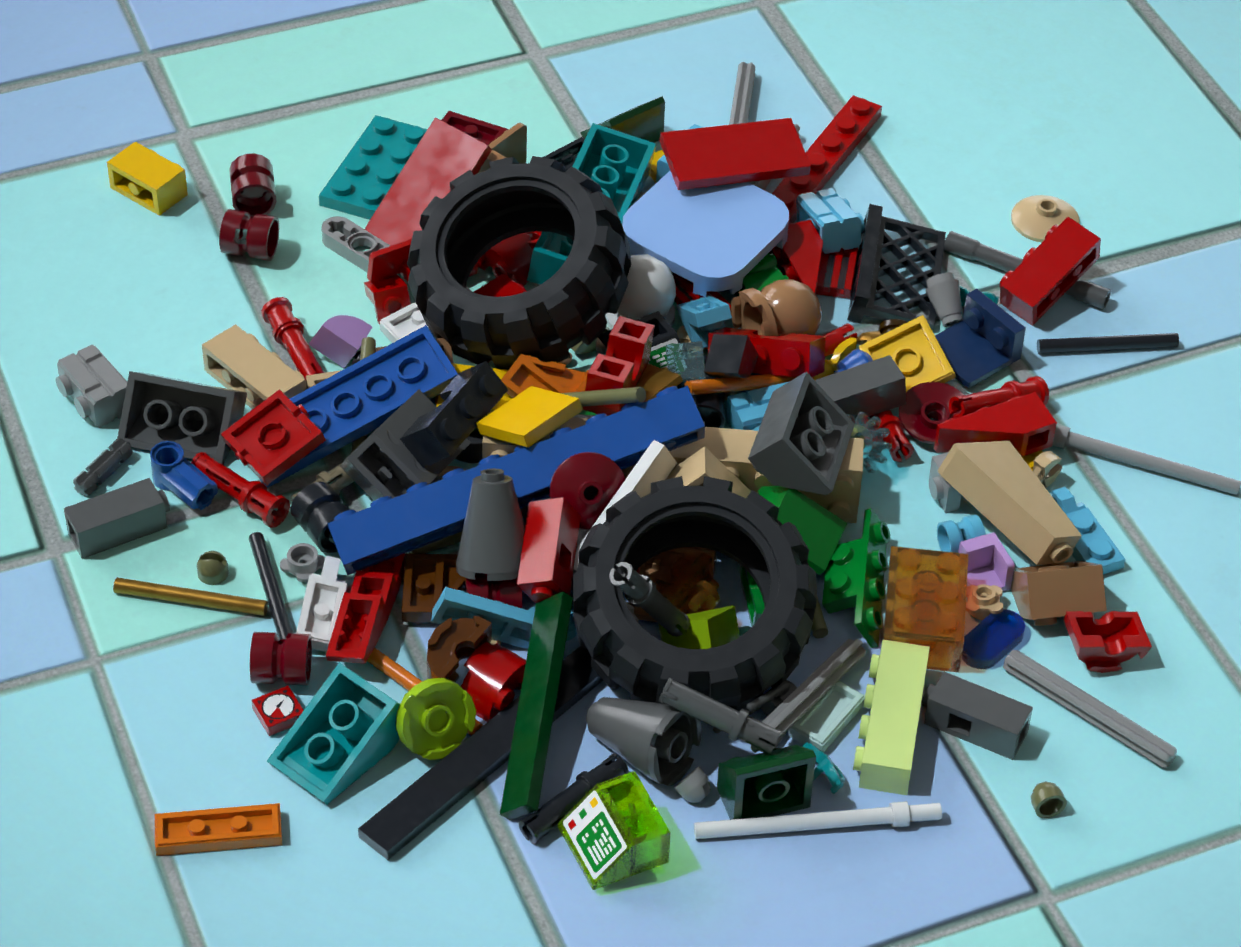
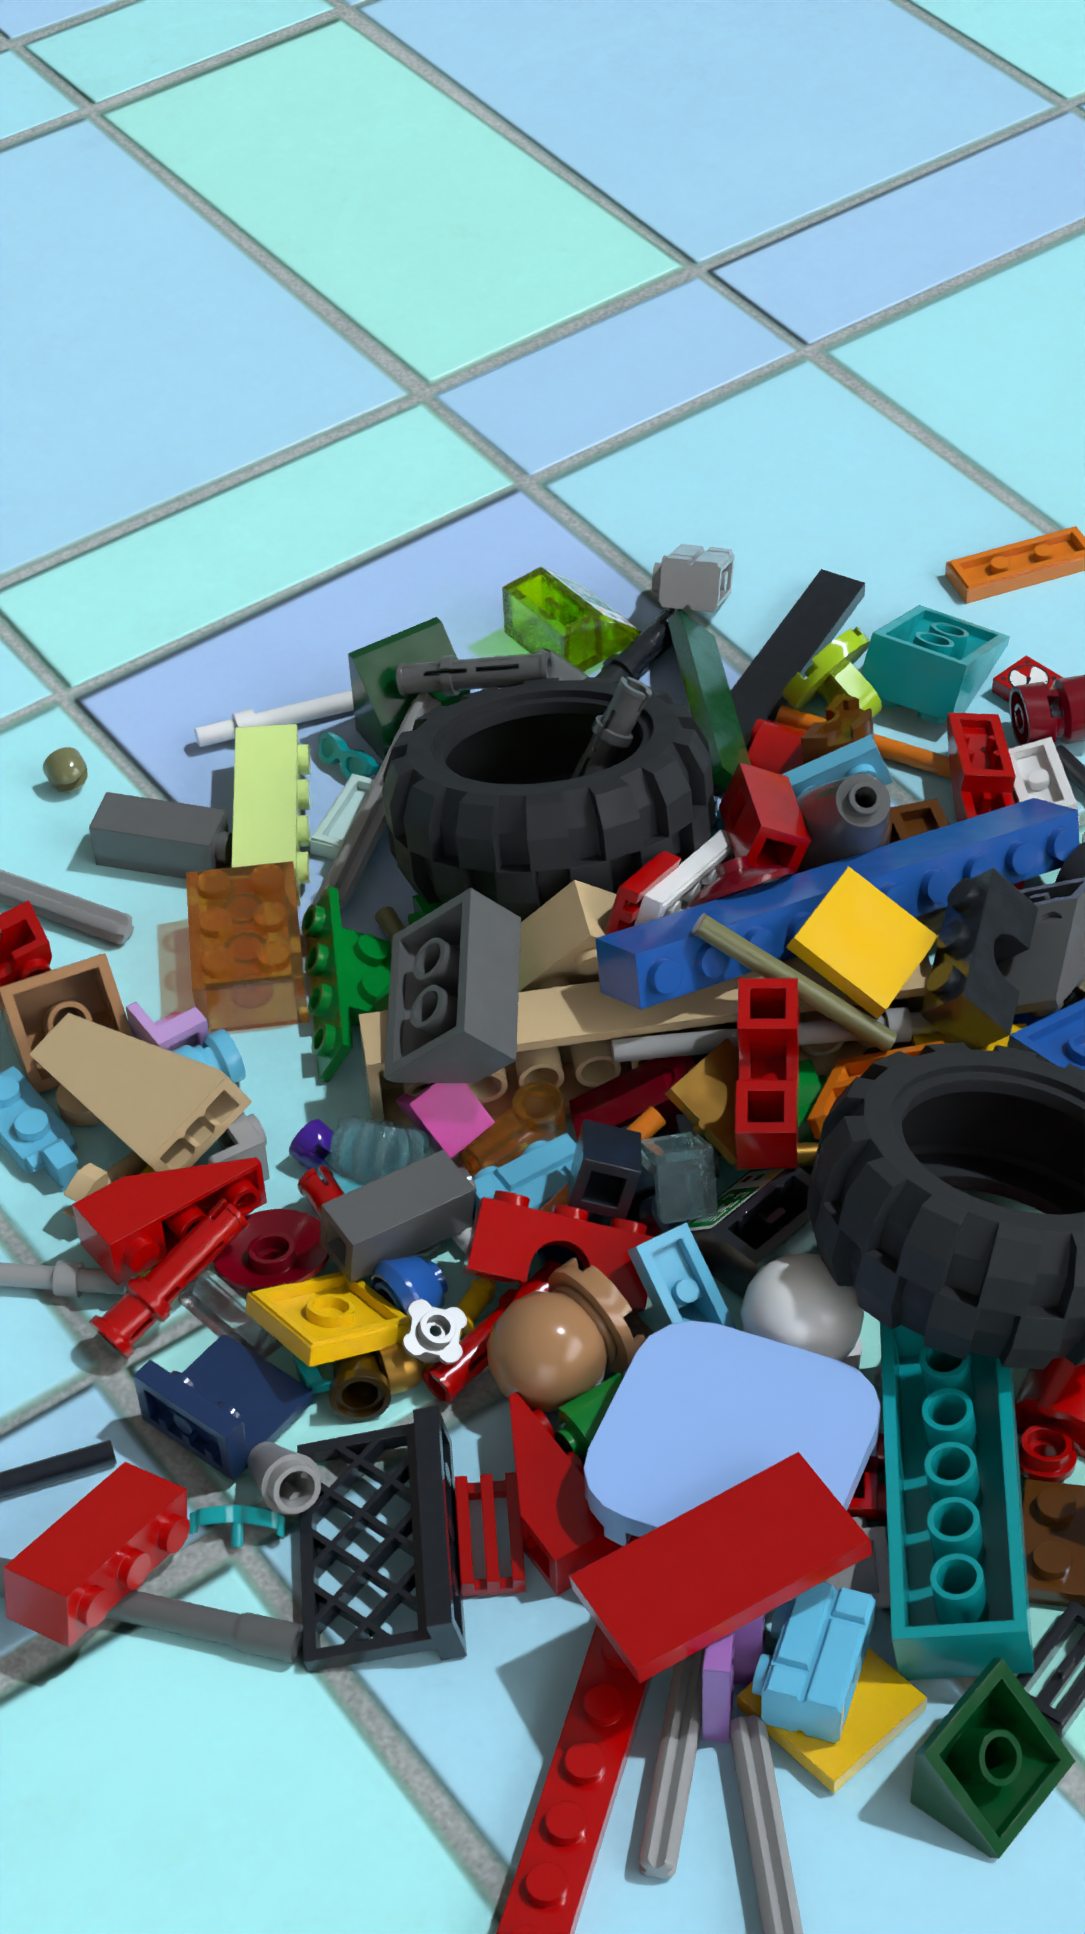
camera: 170 degrees right, 0 degrees up
(502, 833) = (694, 577): none -> light grey brick
(665, 464) = (635, 889): none -> red tile
(832, 218) = (520, 1592): medium azure brick -> none
(849, 333) = (429, 1348): none -> plate
(898, 479) = (312, 1145): none -> dark purple hinge
(983, 600) = (165, 1003): tan plate -> none
(993, 639) = (151, 957): clear blue tile -> none
(1038, 213) = (118, 1793): tan dish -> none

